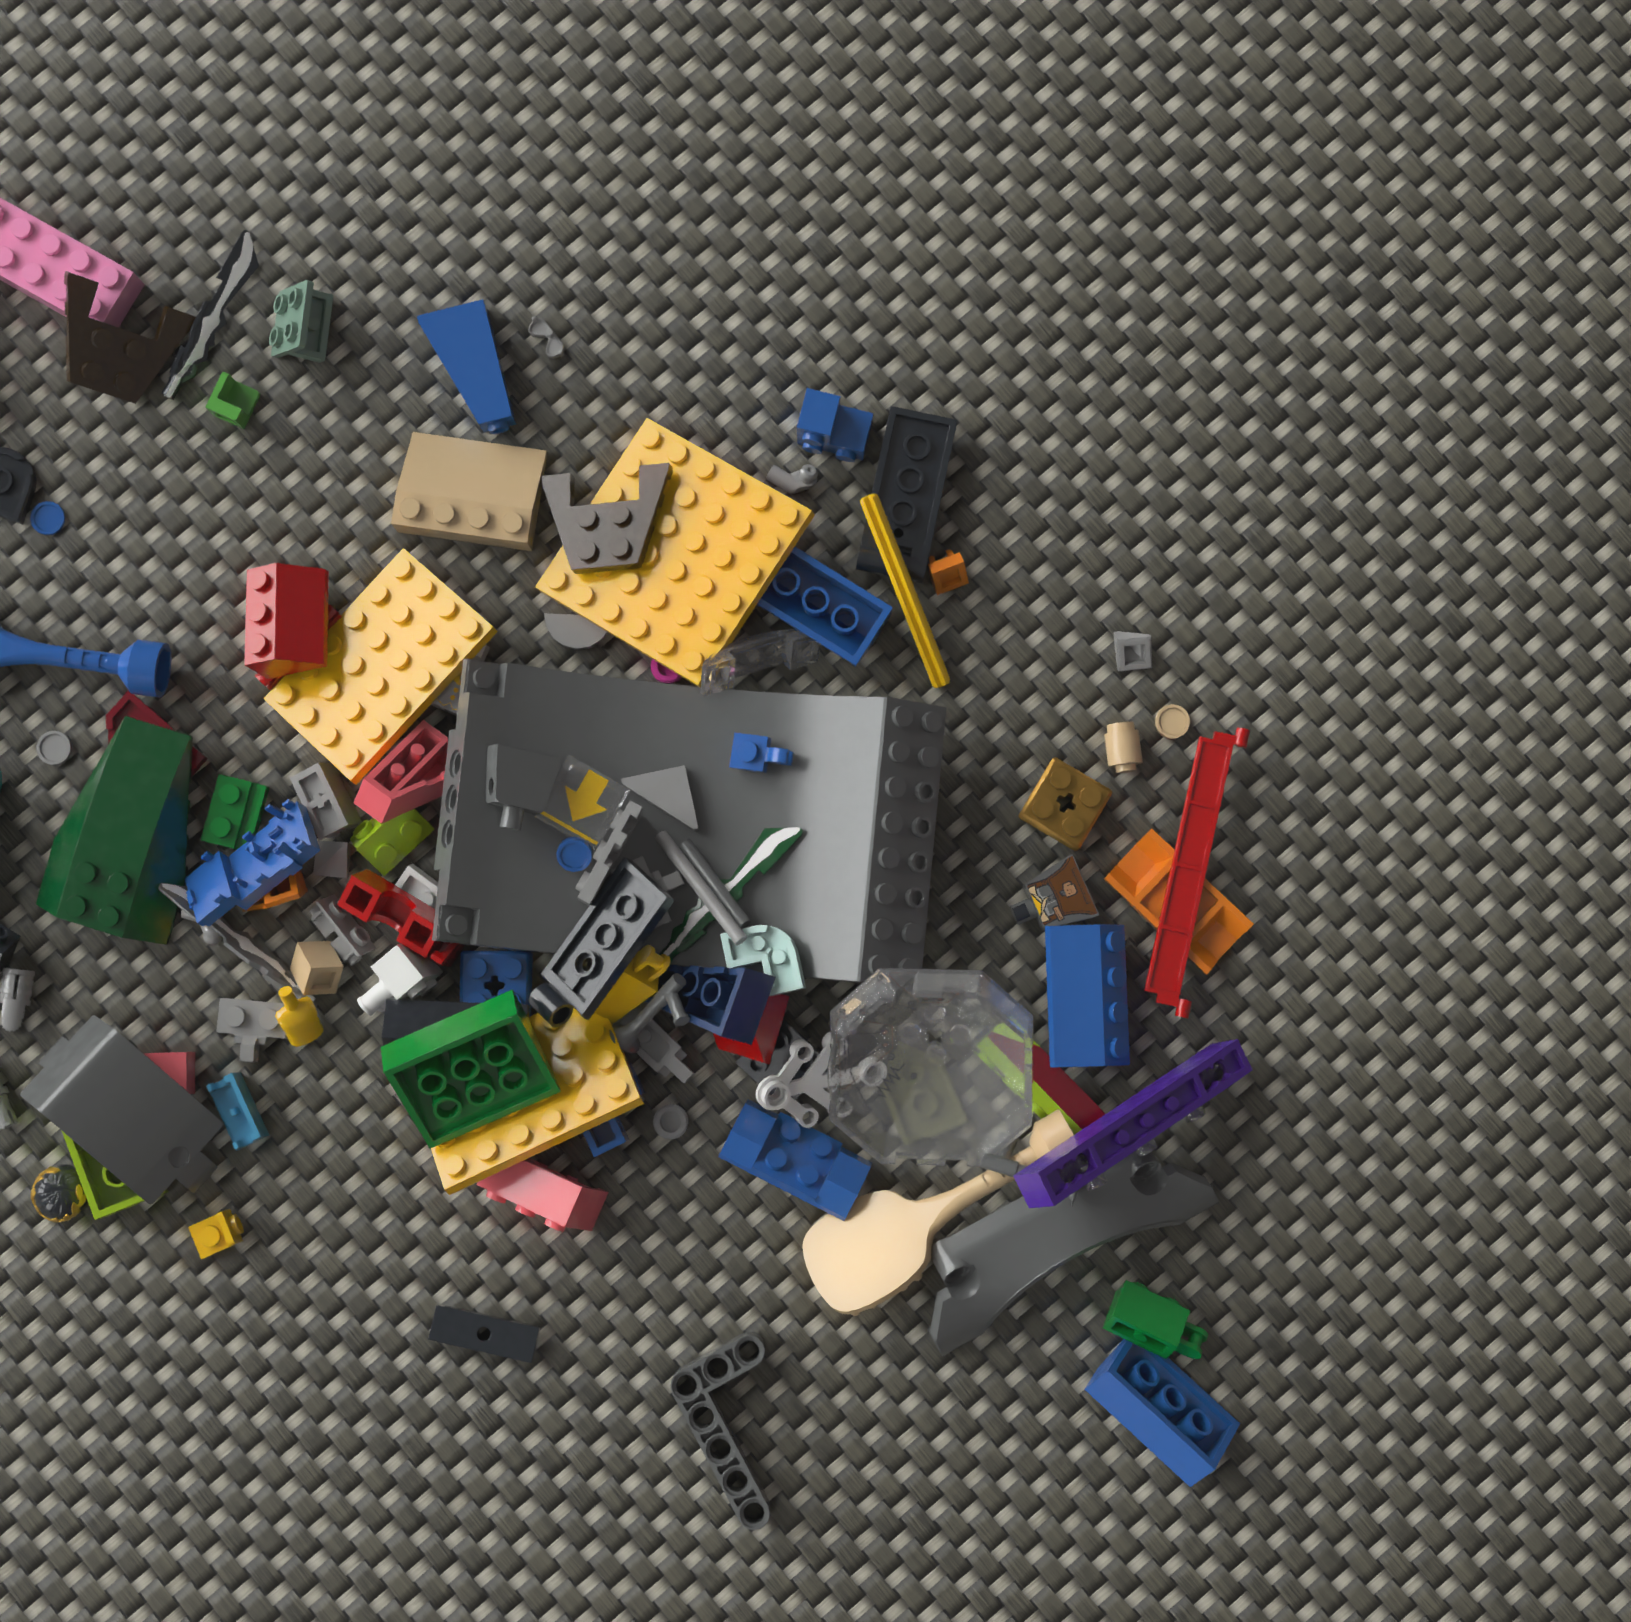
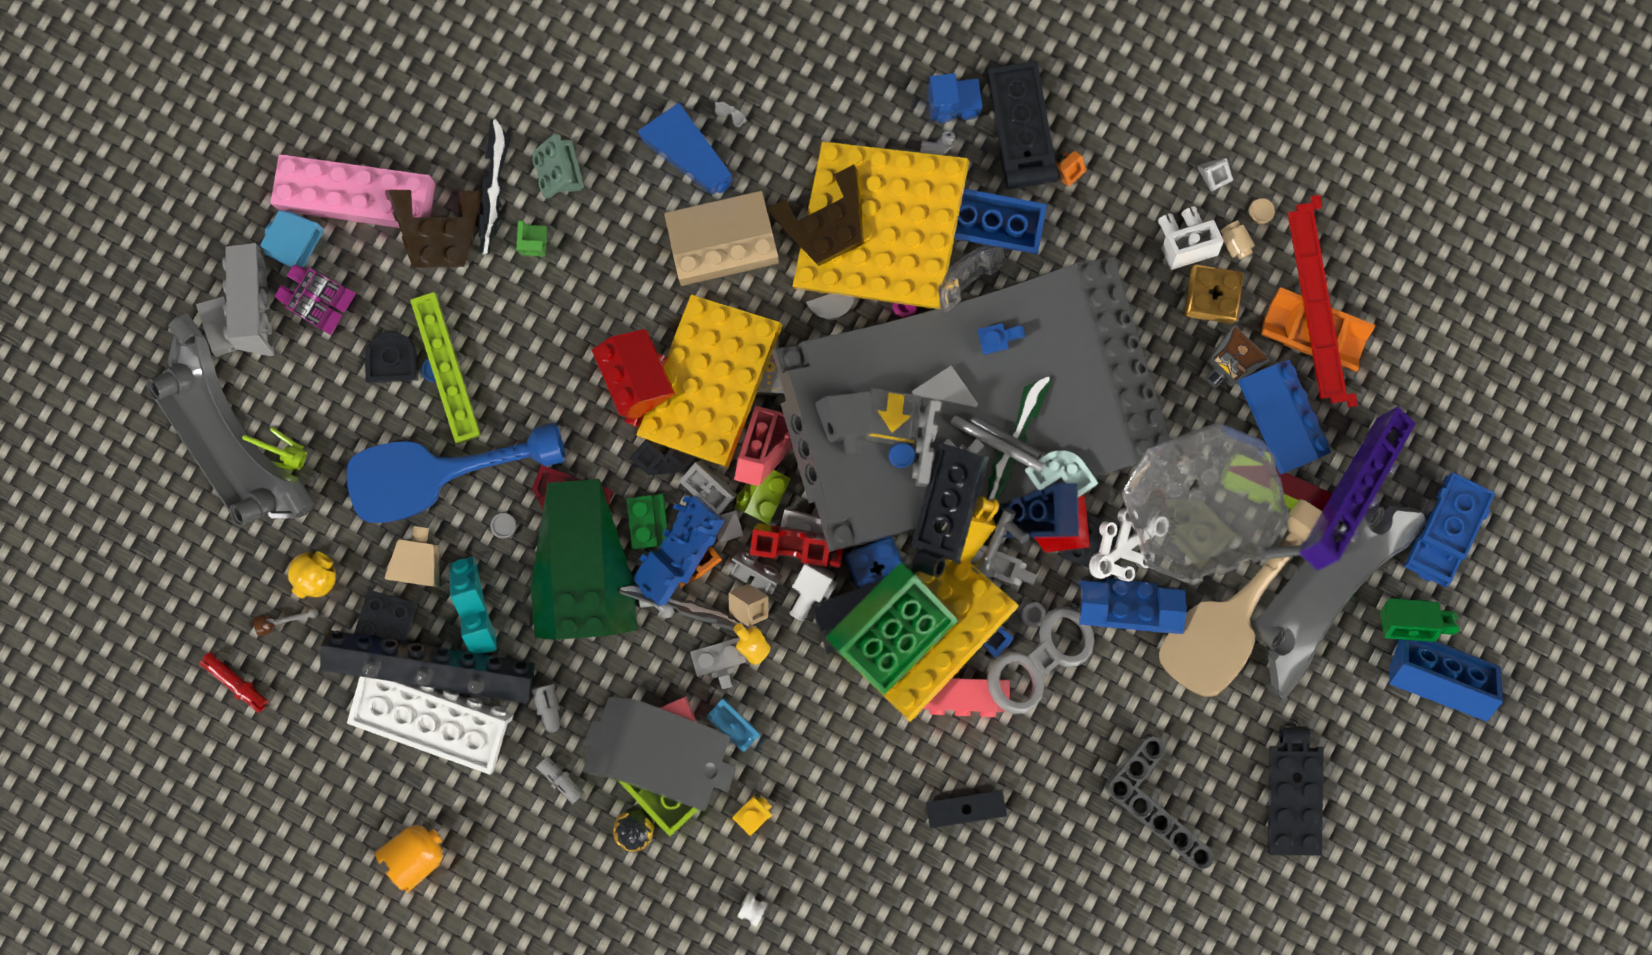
camera: 25 degrees left, 0 degrees up
(61, 522) = (445, 368): none -> lime plate
(165, 1352) = (752, 910): none -> white wheel
(274, 742) = (656, 463): none -> black tile
(646, 1184) = (1039, 661): none -> light grey bar
(905, 590) = (1049, 190): yellow axle -> none
(906, 1496) = (1293, 806): none -> black hinge
(1060, 728) = (1192, 243): none -> white brick
(1243, 1223) = (1449, 530): none -> blue piece

